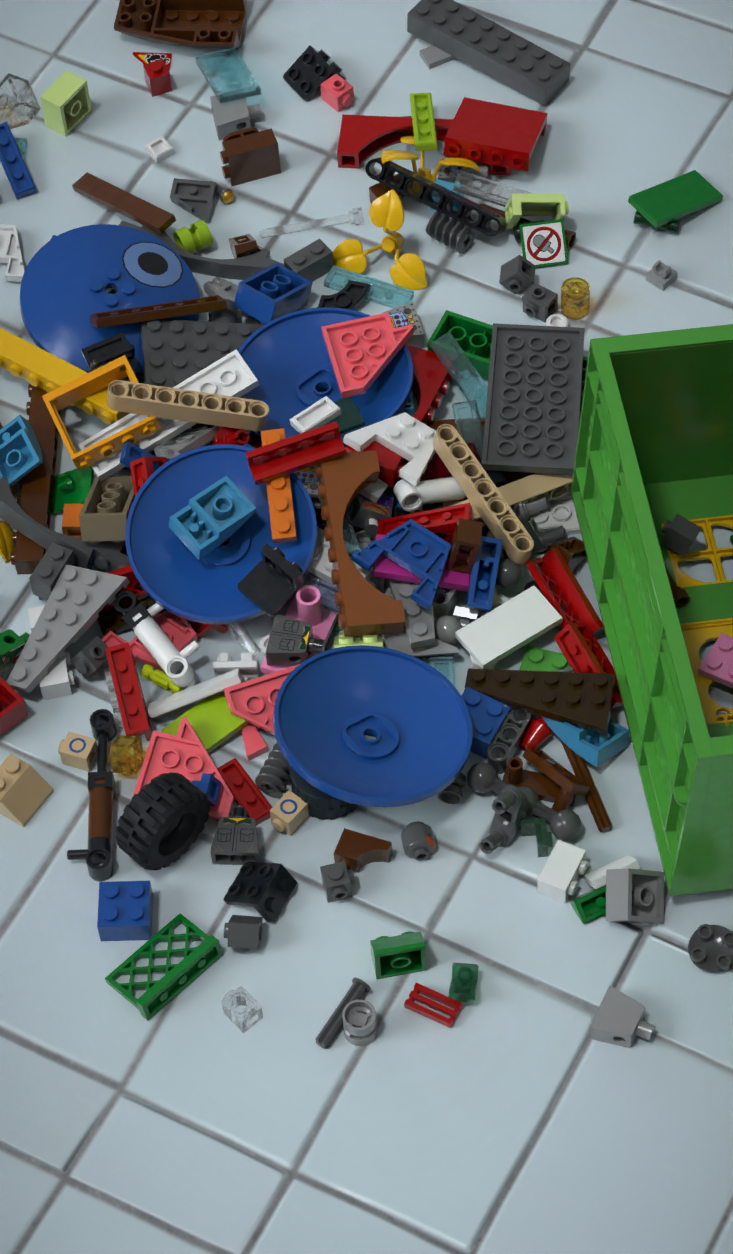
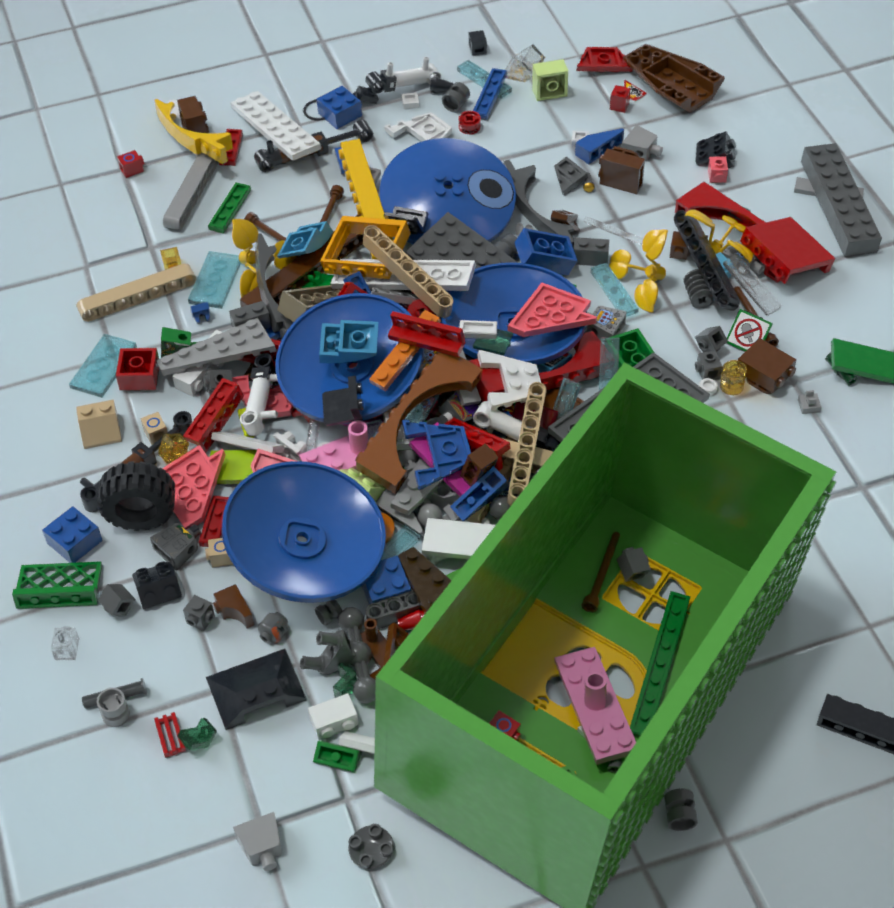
camera: 40 degrees right, 5 degrees down
(25, 206) = (469, 121): none -> red wheel
(90, 44) = (603, 59): none -> red wing
(124, 203) = (522, 152): reddish brown tile -> none
(157, 311) = (461, 214): reddish brown tile -> none
(188, 145) = (594, 145): none -> blue slope
(194, 238) = (540, 195): lime wheel -> none
(210, 786) = (187, 500): blue tile -> none
(228, 75) = (661, 120): clear light blue tile -> none
(291, 642) = (324, 449): dark grey torso -> none
(348, 298) = (592, 286): black tile -> none
(398, 954) = (181, 684): green slope -> none
(423, 121) = (747, 214): lime tile -> none
(460, 905) = (254, 687): none -> black slope
(535, 205) = (764, 304): yellowish green panel -> none
(597, 264) = (767, 366): none -> reddish brown brick
(634, 896) = (352, 769): light grey slope -> none

